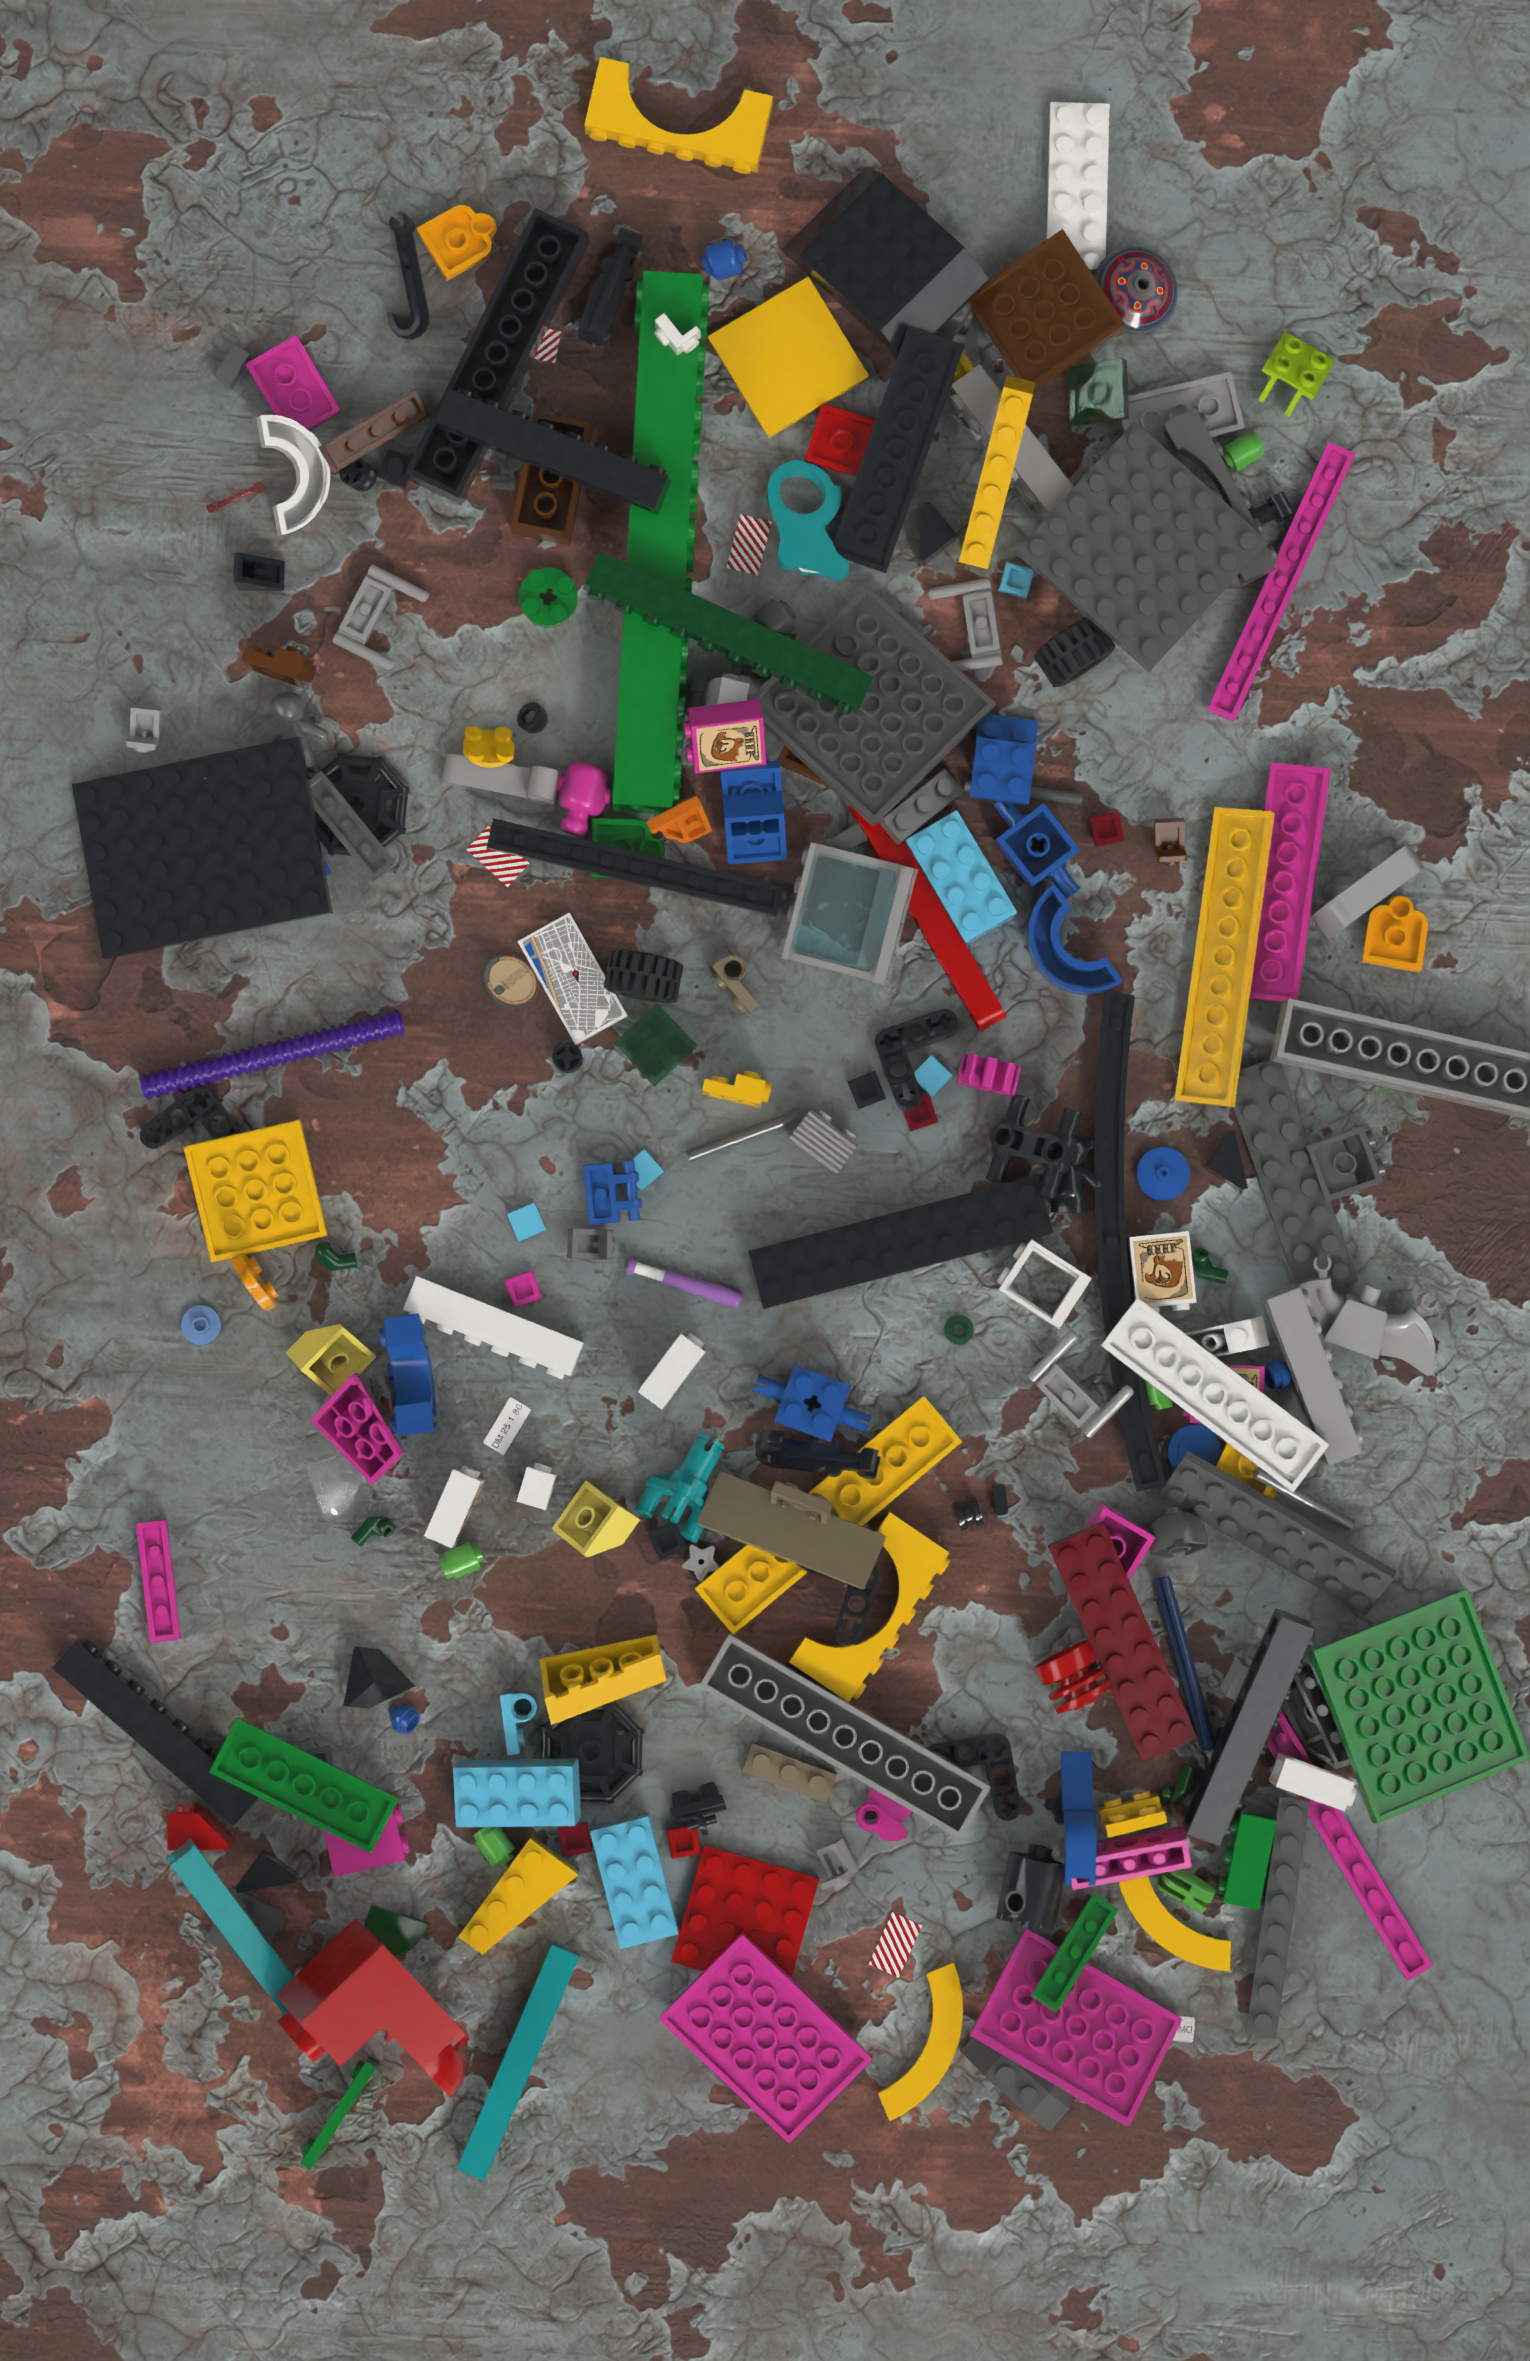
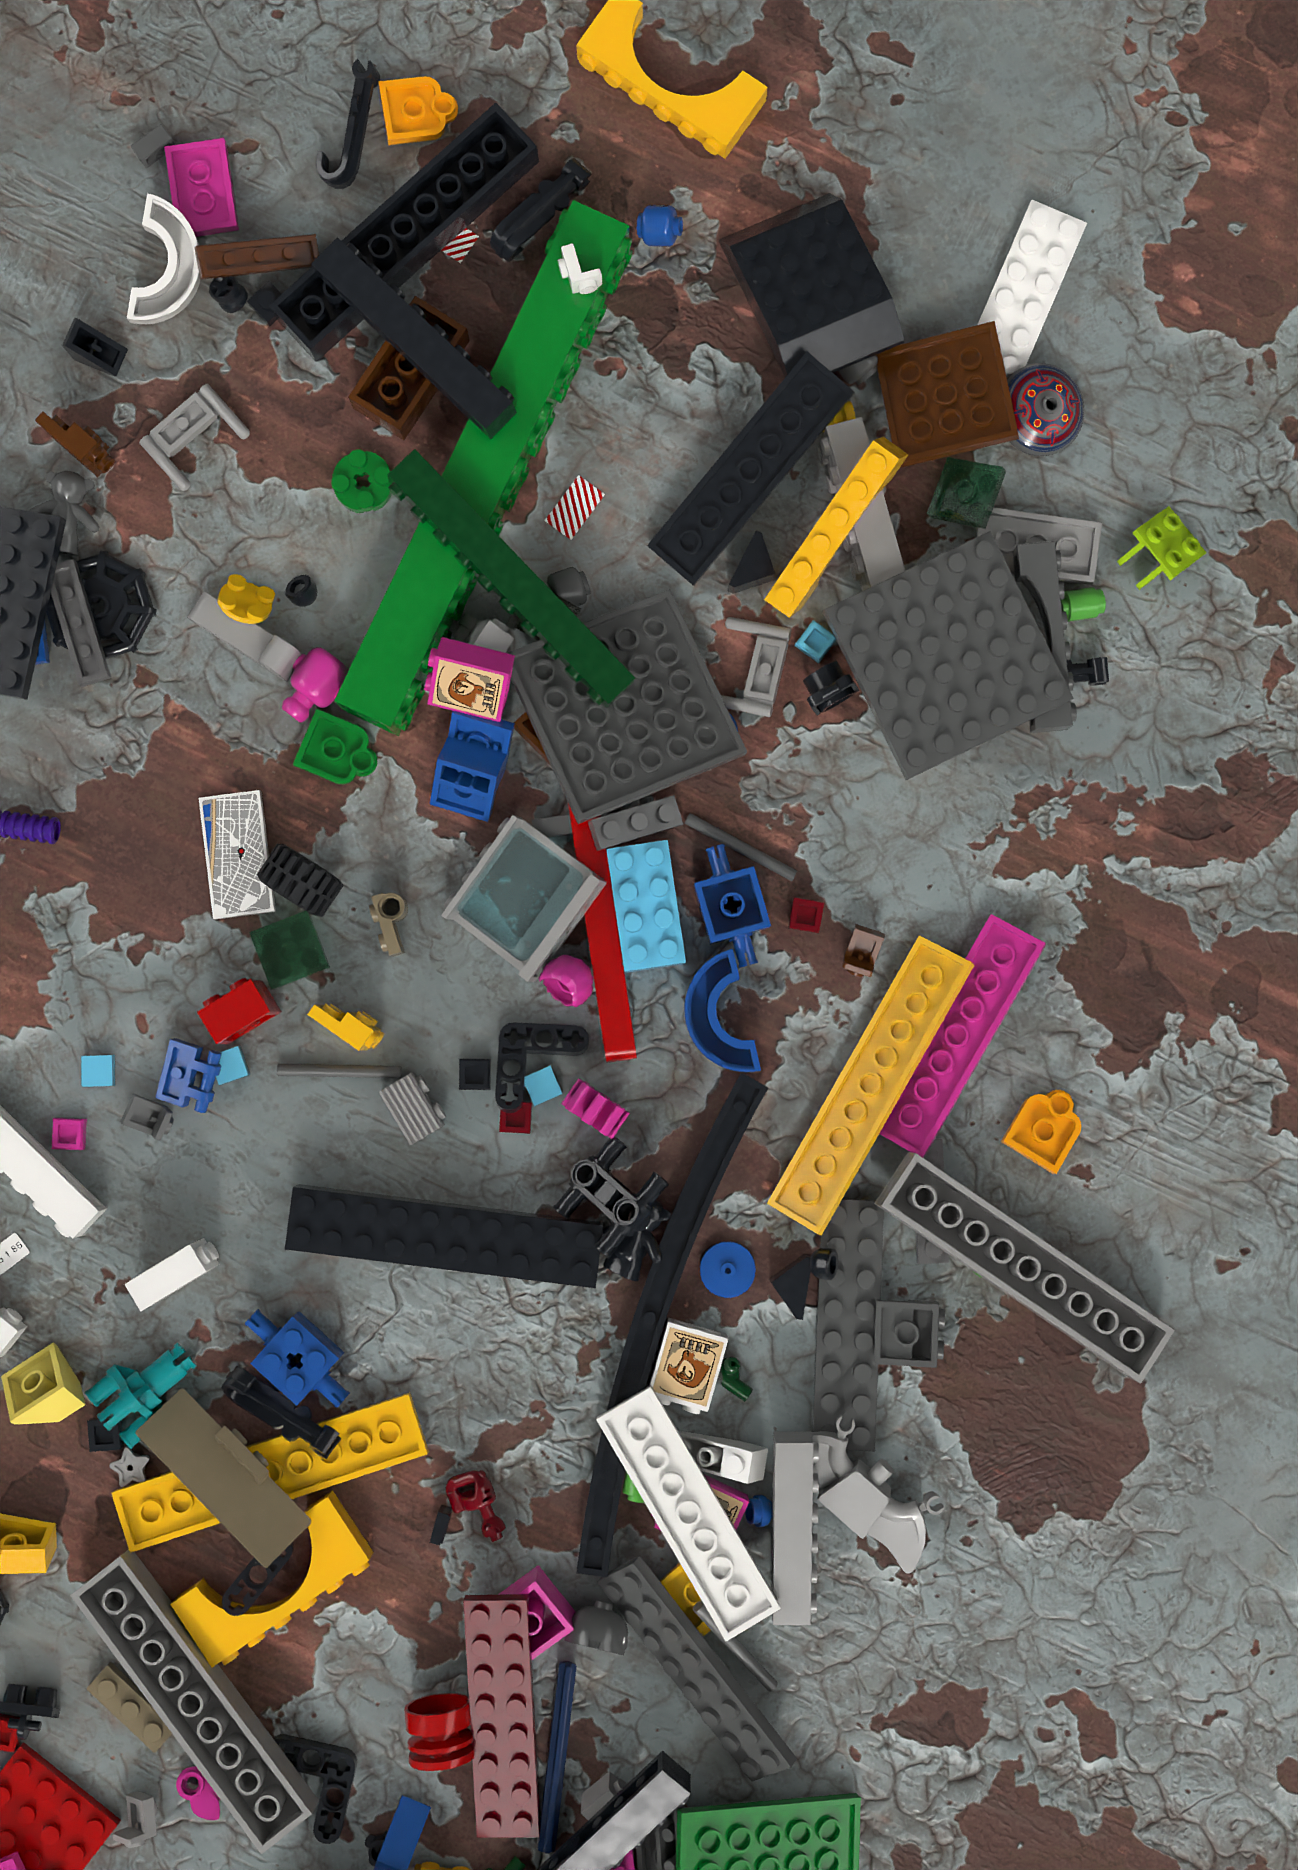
camera: 25 degrees right, 0 degrees up
(258, 487) = (131, 270): clear red hinge -> none
(502, 865) = (215, 709): sticker -> none
(510, 981) = (174, 833): piece -> none
(567, 1052) = (195, 925): black wheel -> none
(634, 867) = (335, 770): black plate -> none
(635, 1114) = (238, 1011): none -> red brick
(683, 822) = (399, 745): orange wing -> none
(702, 1288) = (234, 1198): medium lavender piece -> none
(788, 357) = (683, 344): yellow tile -> none
(803, 537) = (625, 521): teal animal -> none
(839, 440) = (698, 440): red plate -> none
(918, 971) = (568, 980): none -> dark pink hair
(968, 1329) = (462, 1349): clear green plate -> none
(968, 1513) = (405, 1525): black wheel -> none
(1003, 759) = (733, 809): blue bracket -> none
(1024, 1463) = (475, 1499): none -> dark red piece
(1045, 616) = (829, 687): none -> black piece
(1069, 1394) = (550, 1451): light grey plate -> none
(1070, 1298) = (583, 1359): white window -> none
(1073, 652) = (841, 732): black tyre -> none
(1196, 1440) = (652, 1548): blue piece -> none
(1247, 1131) = (824, 1263): none -> black piece
(1280, 582) = (1069, 744): dark pink plate -> none
(1367, 892) = (1034, 1077): light grey beam -> none

